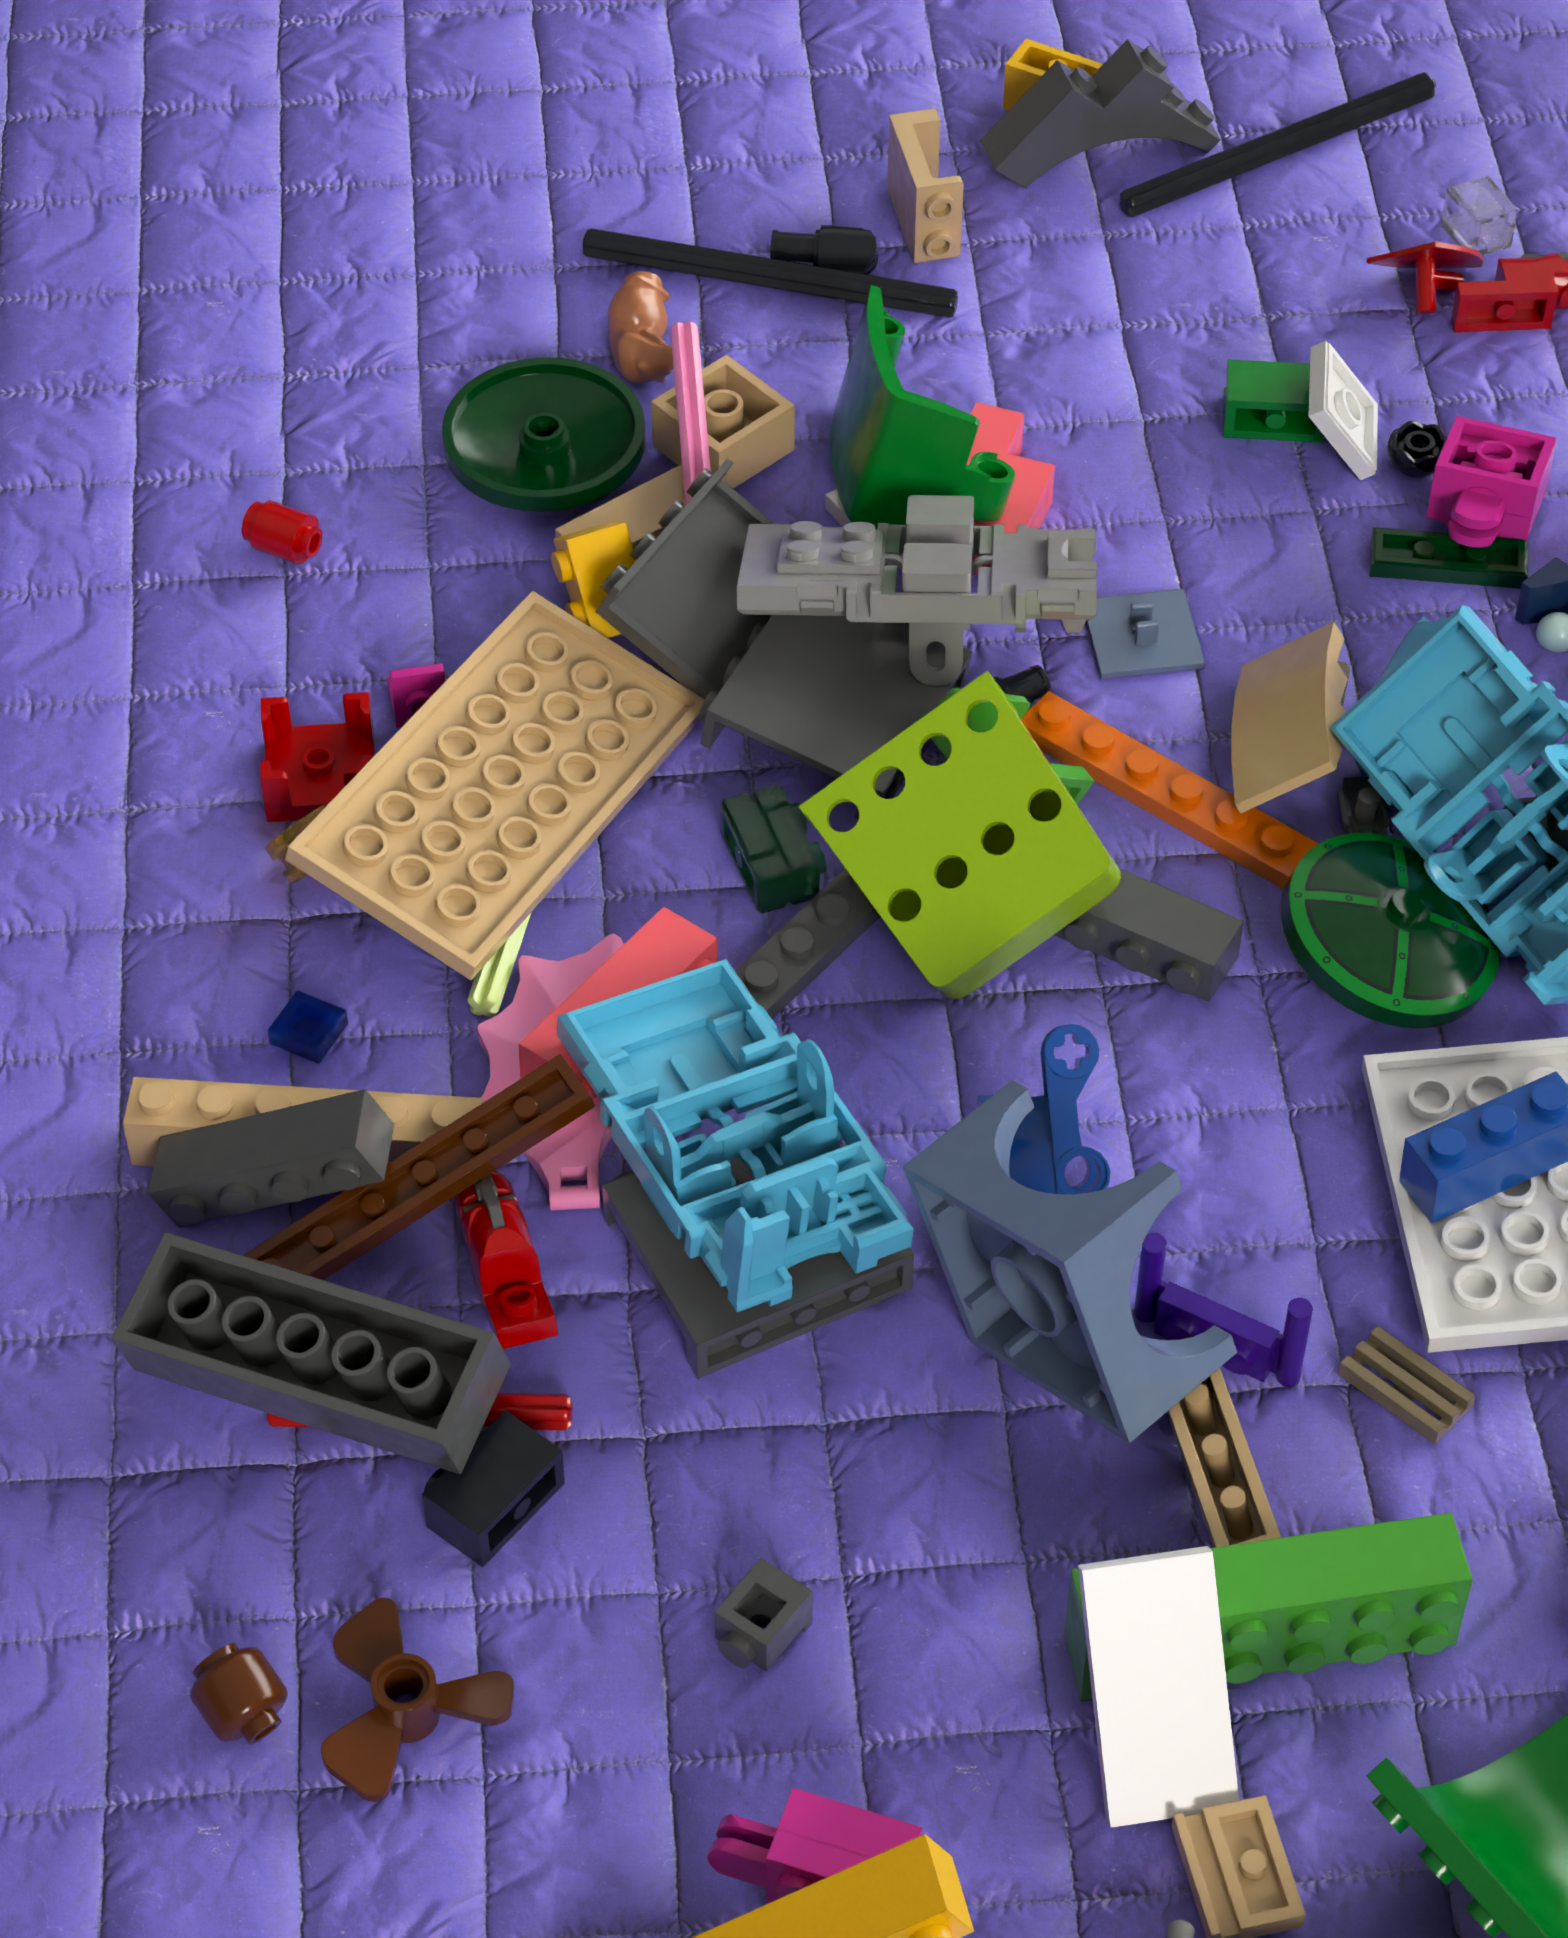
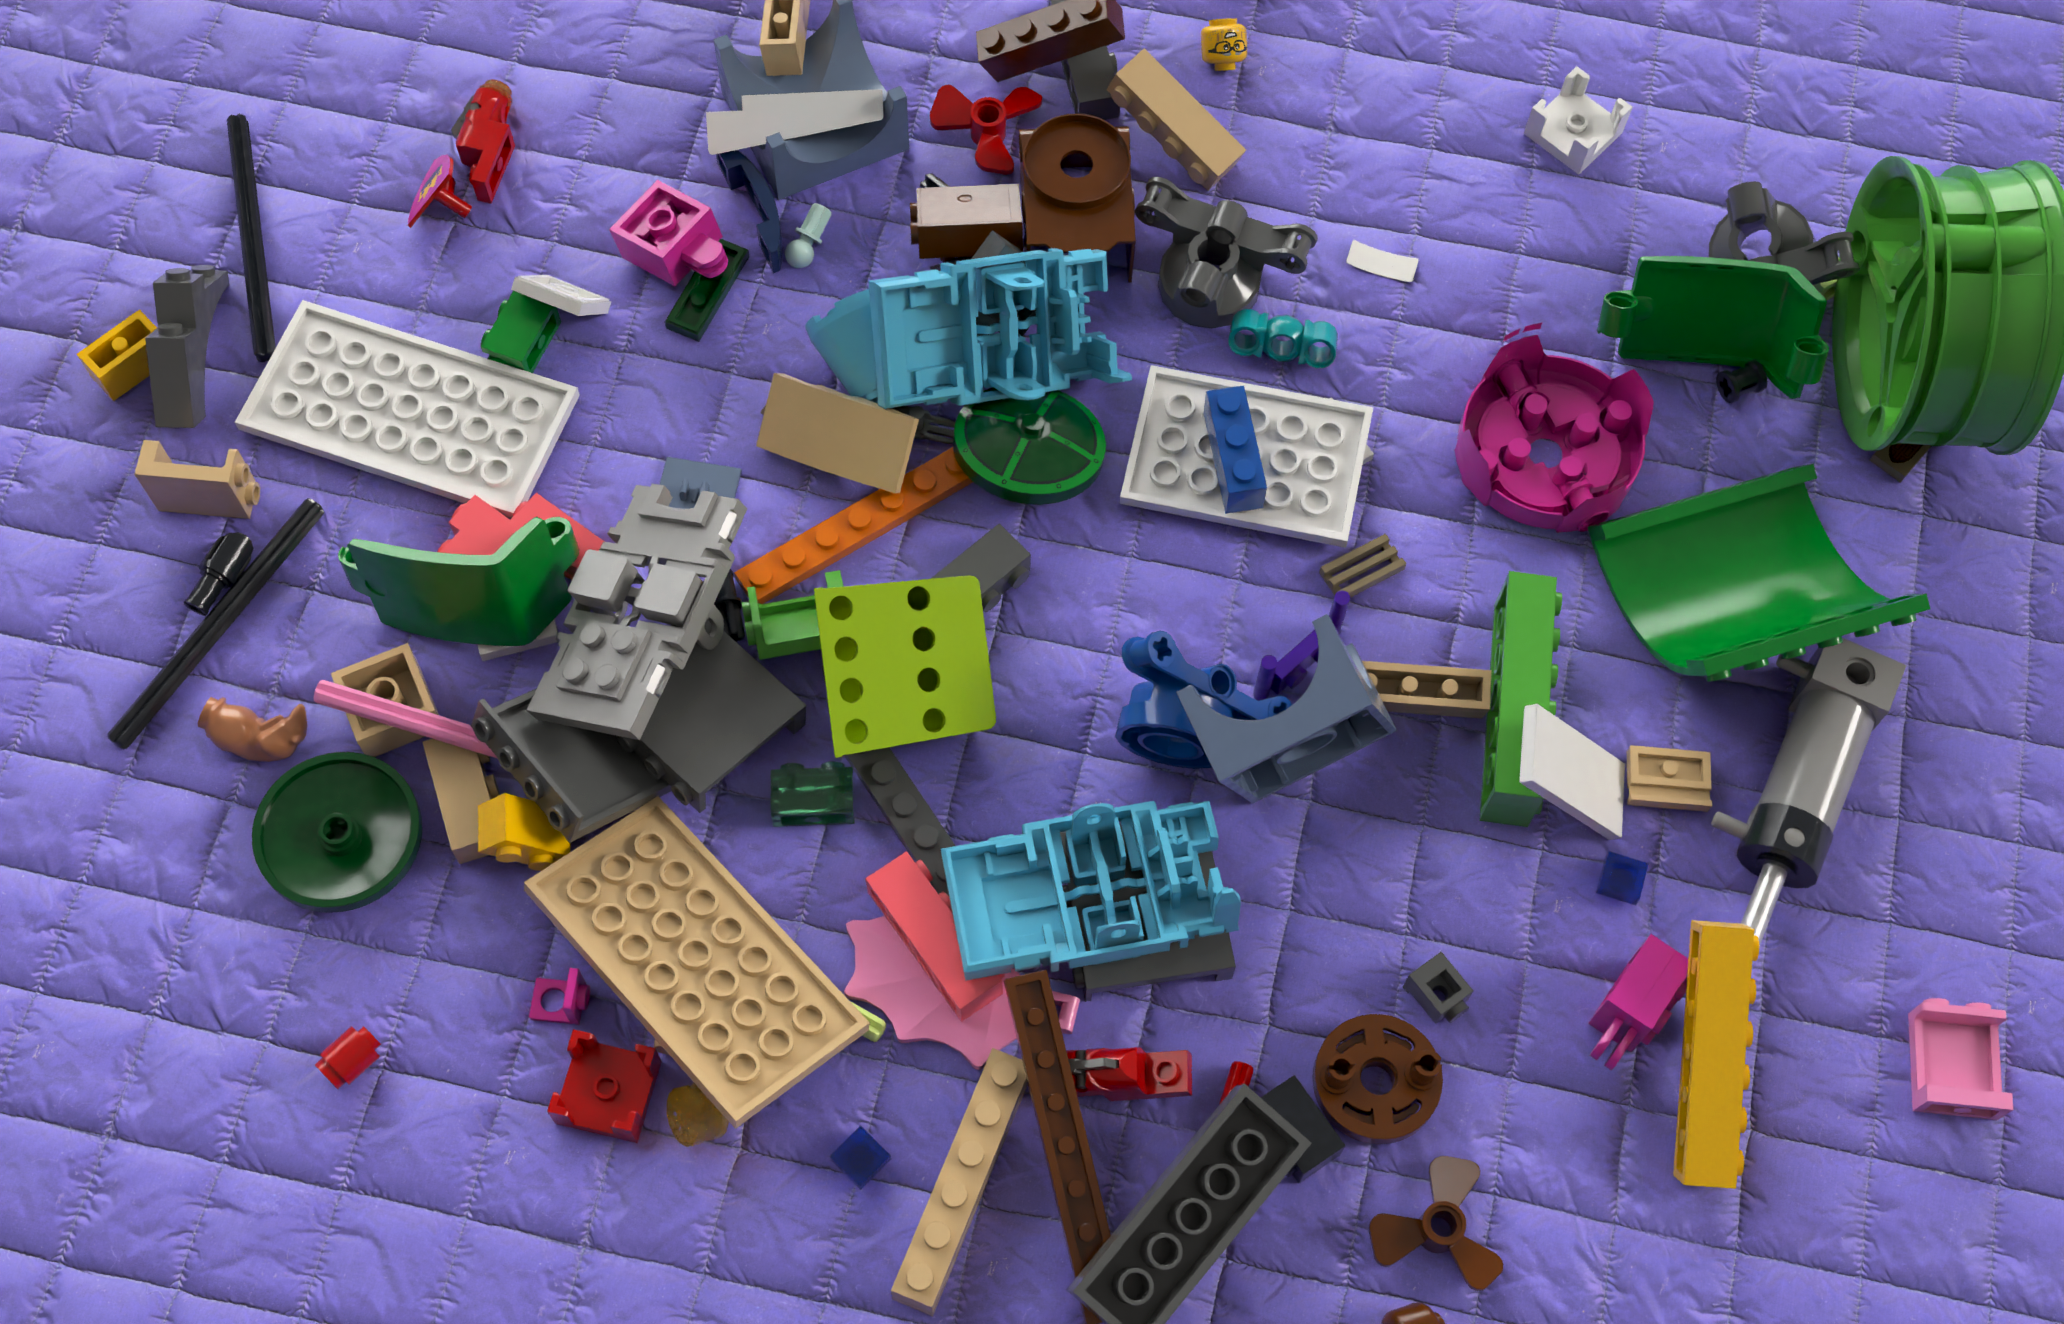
camera: 75 degrees left, 15 degrees up
(271, 1158) = (1002, 1207): dark grey brick -> none
(587, 1528) = (1412, 1073): none -> reddish brown piece
(1039, 1835) = (1622, 878): none -> clear blue plate
(1121, 341) = (408, 408): none -> white plate
(1416, 448) = (604, 256): black plate -> none
(1479, 216) = (399, 142): clear brick -> none

